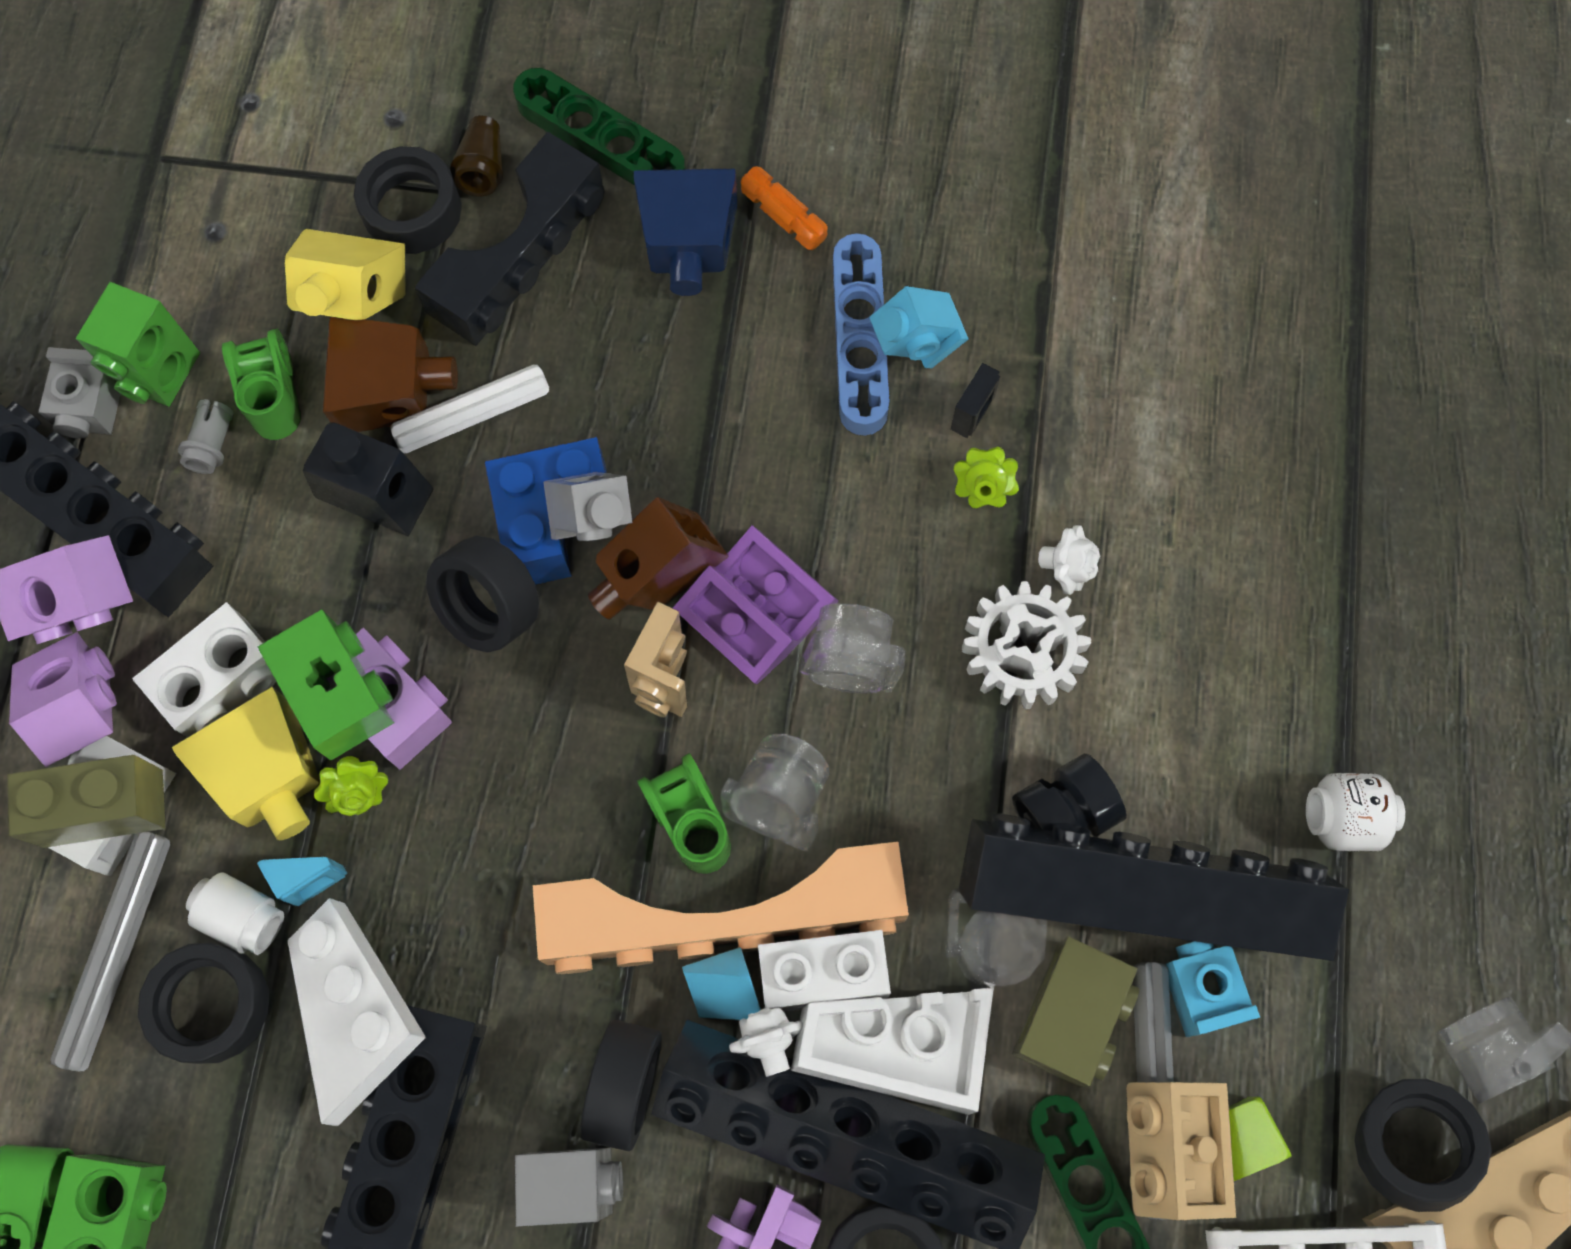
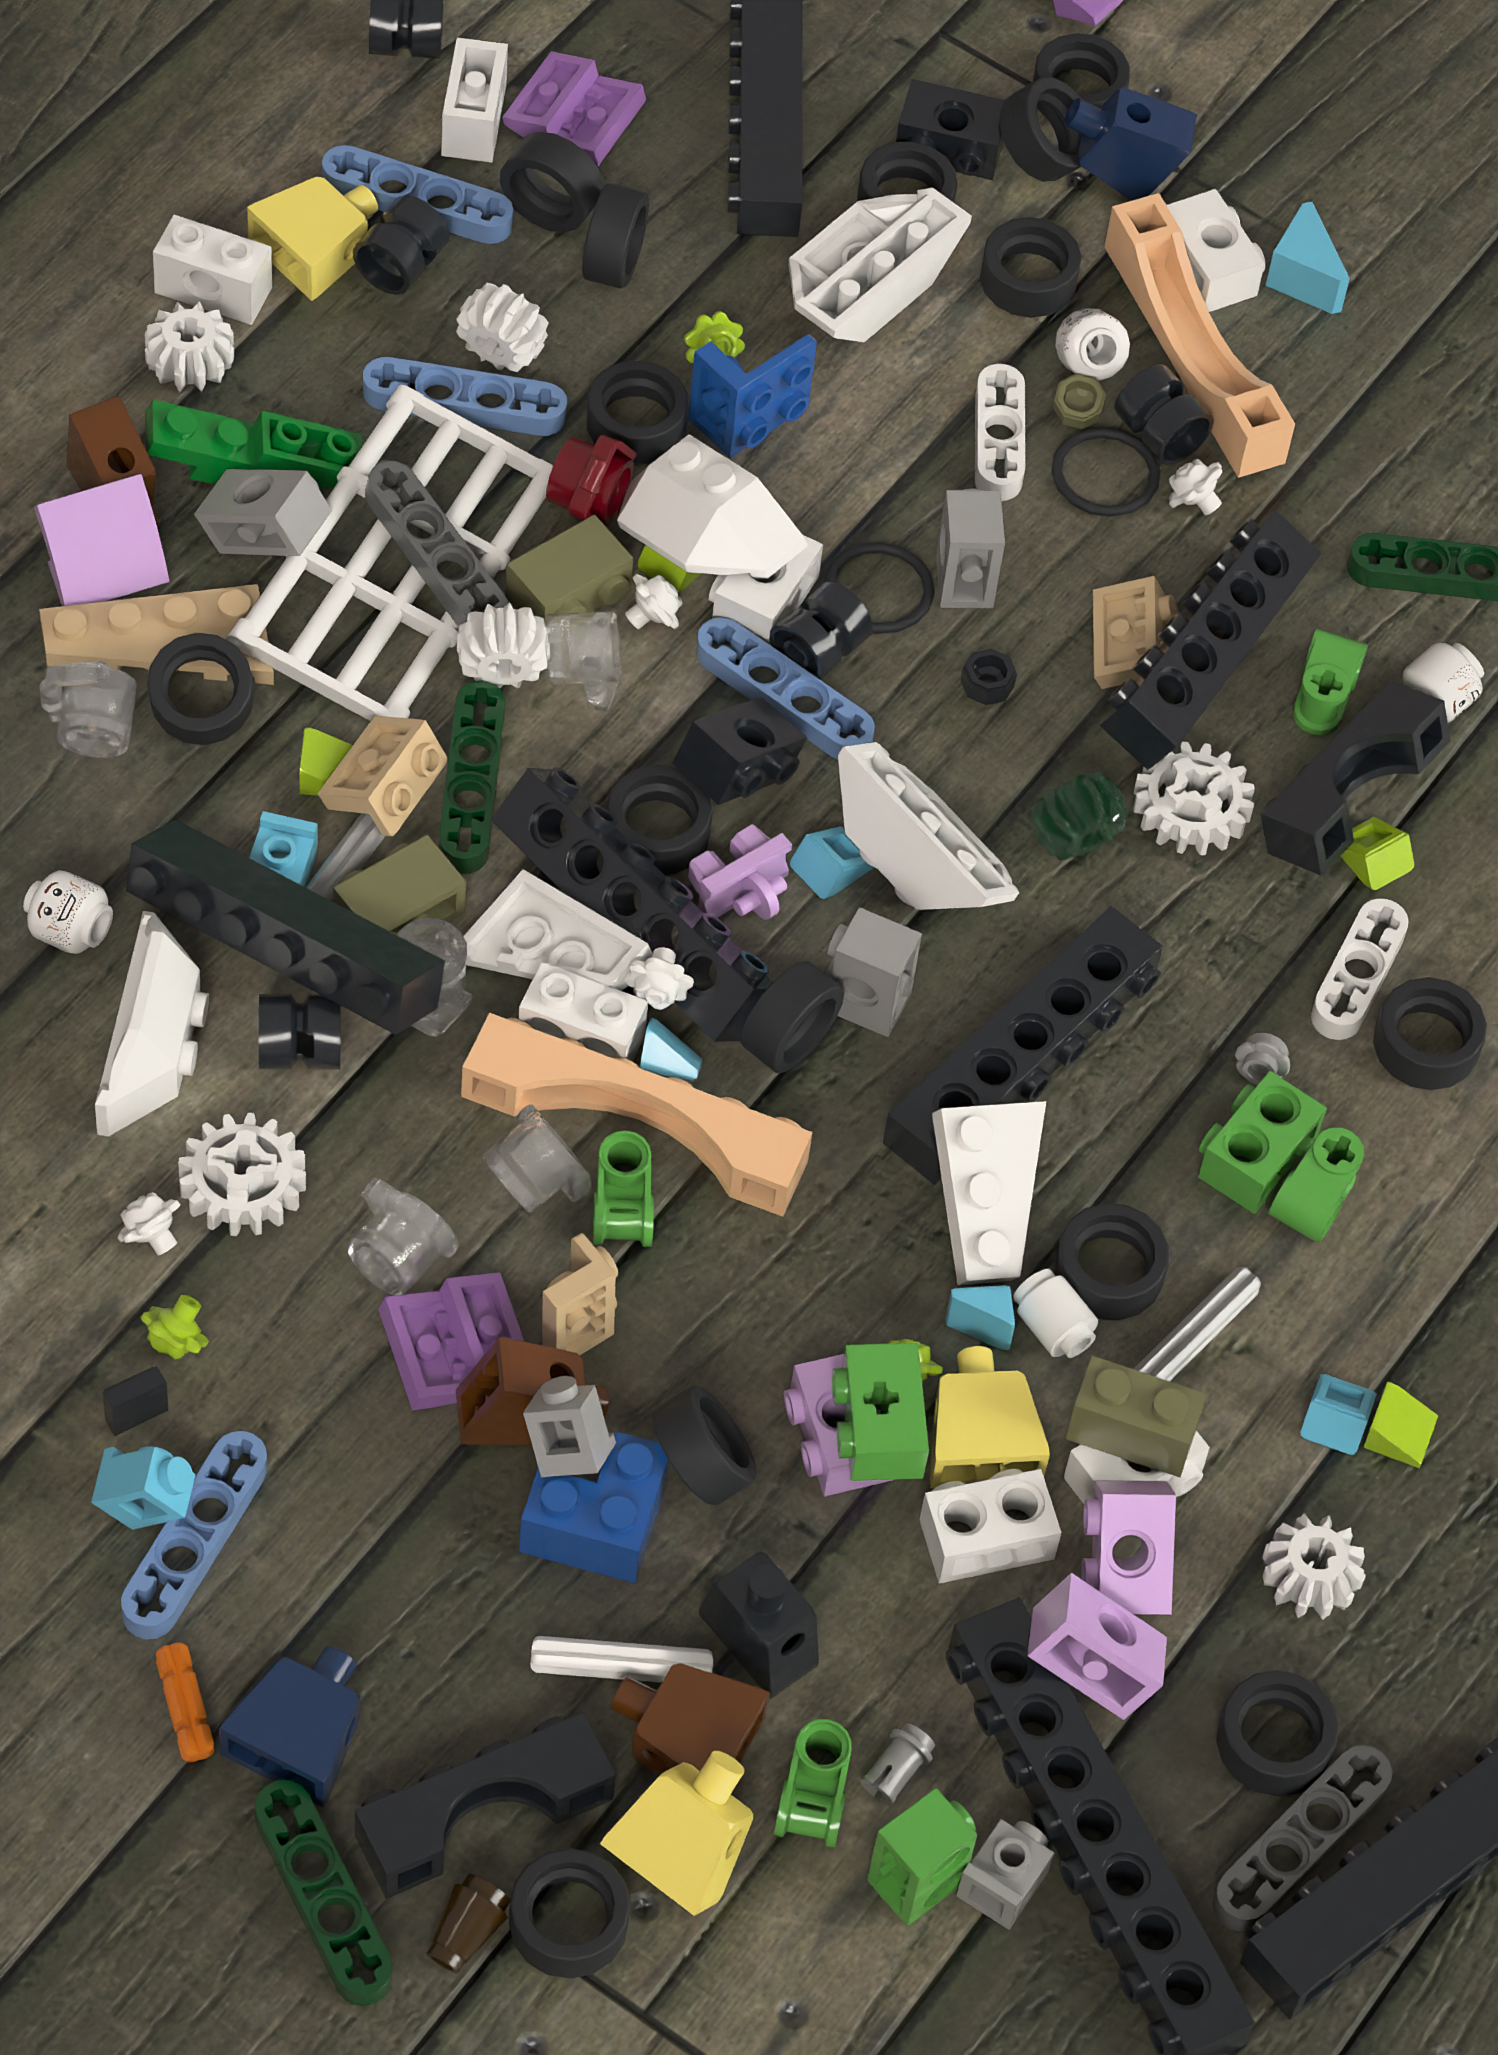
camera: 160 degrees left, 15 degrees down
(1200, 746) = (152, 1030): none -> white wedge

